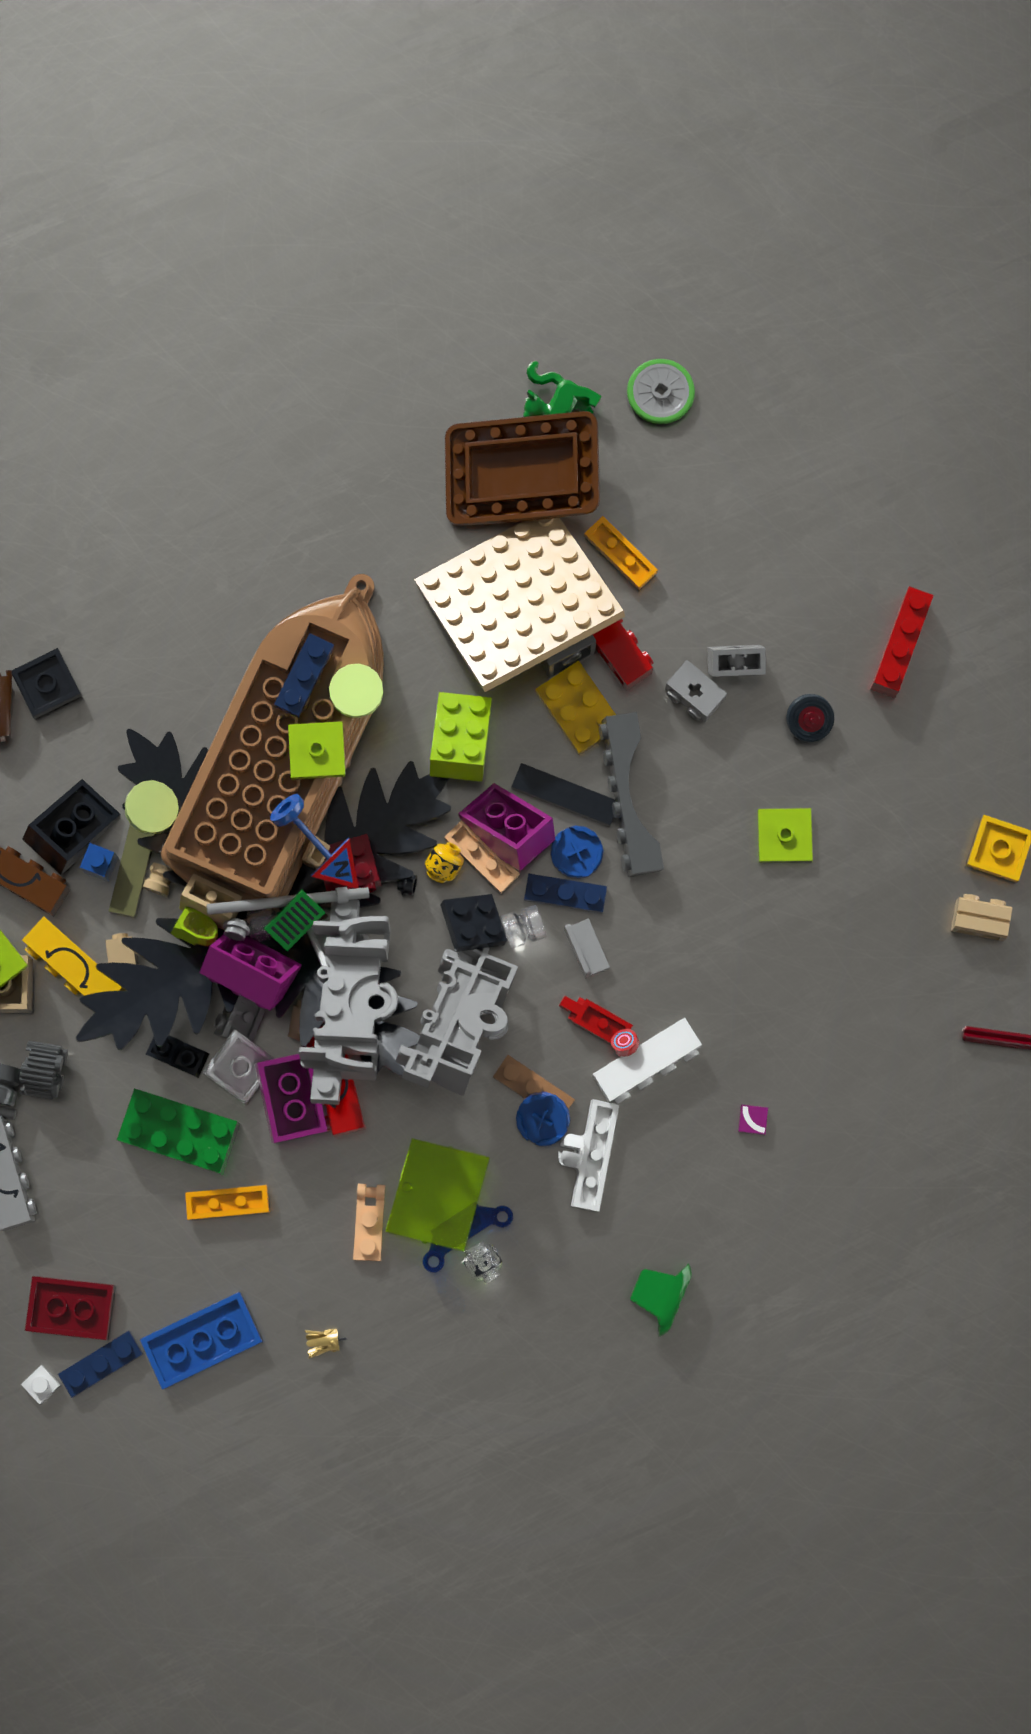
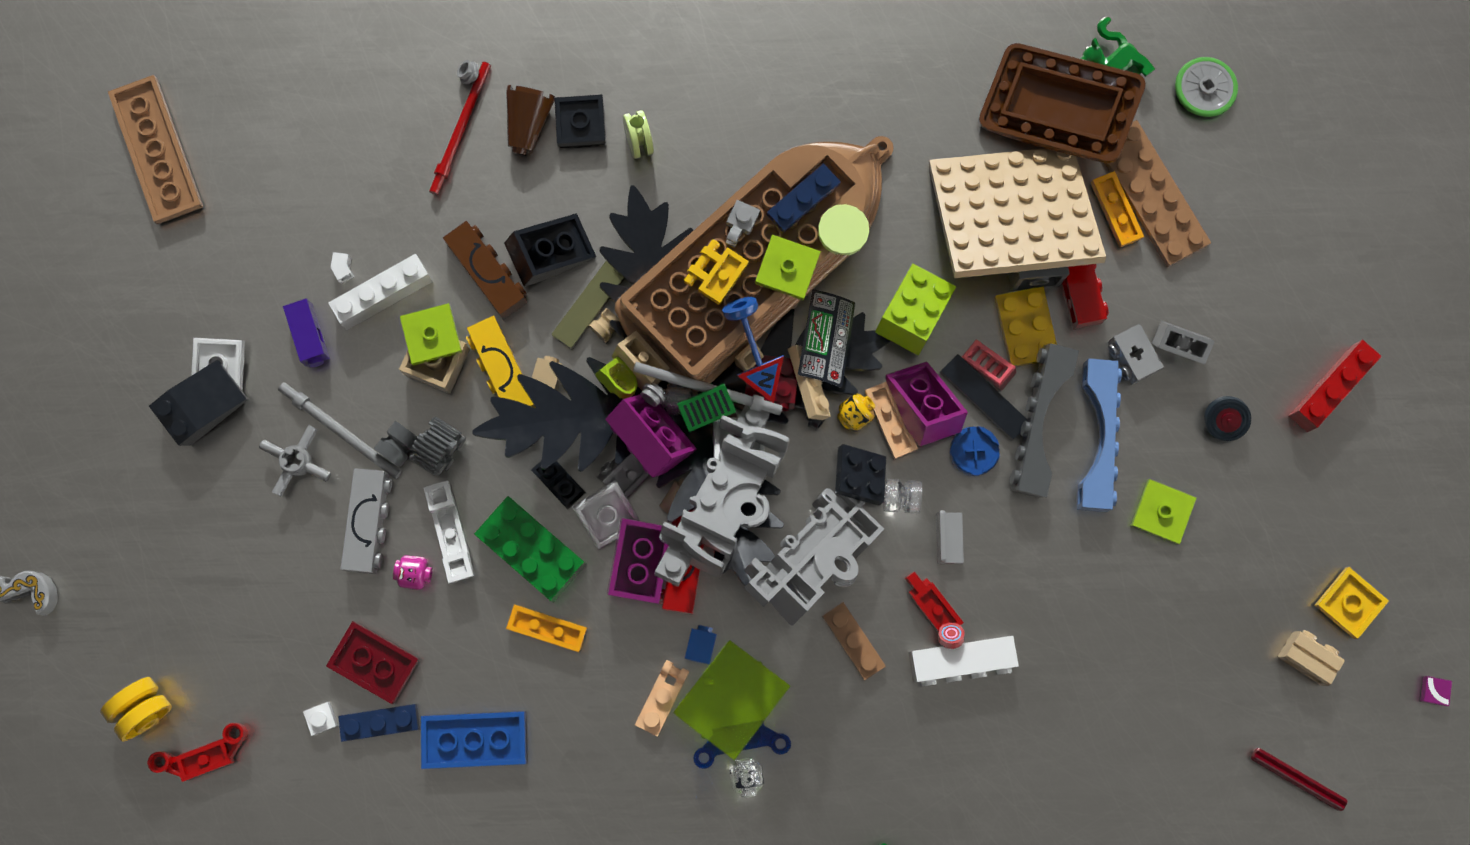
camera: 20 degrees right, 0 degrees up
(71, 1203) = (412, 572): none -> dark pink head
(90, 1148) = (449, 531): none -> white slope
(99, 862) = (560, 289): blue brick -> none
(111, 674) = (638, 134): none -> yellowish green head
(151, 807) = (624, 259): yellowish green tile -> none
(252, 722) = (741, 220): none -> light grey plate
(256, 785) = (722, 276): none -> yellow plate
(324, 1340) = (578, 787): pearl gold piece -> none
(384, 801) = (826, 337): none -> sticker
(385, 853) = (811, 389): none -> tan plate
(385, 1154) = (701, 644): none -> blue brick
(543, 1118) = (851, 671): blue tile -> none
(565, 893) = (950, 482): dark blue plate -> none
(578, 766) = (1010, 370): none -> coral slope
(591, 1154) = (880, 721): white plate -> none
(655, 525) = (1157, 199): none -> medium nougat plate
(673, 736) = (1100, 384): none -> medium blue arch
(753, 1119) = (1035, 750): magenta tile -> none

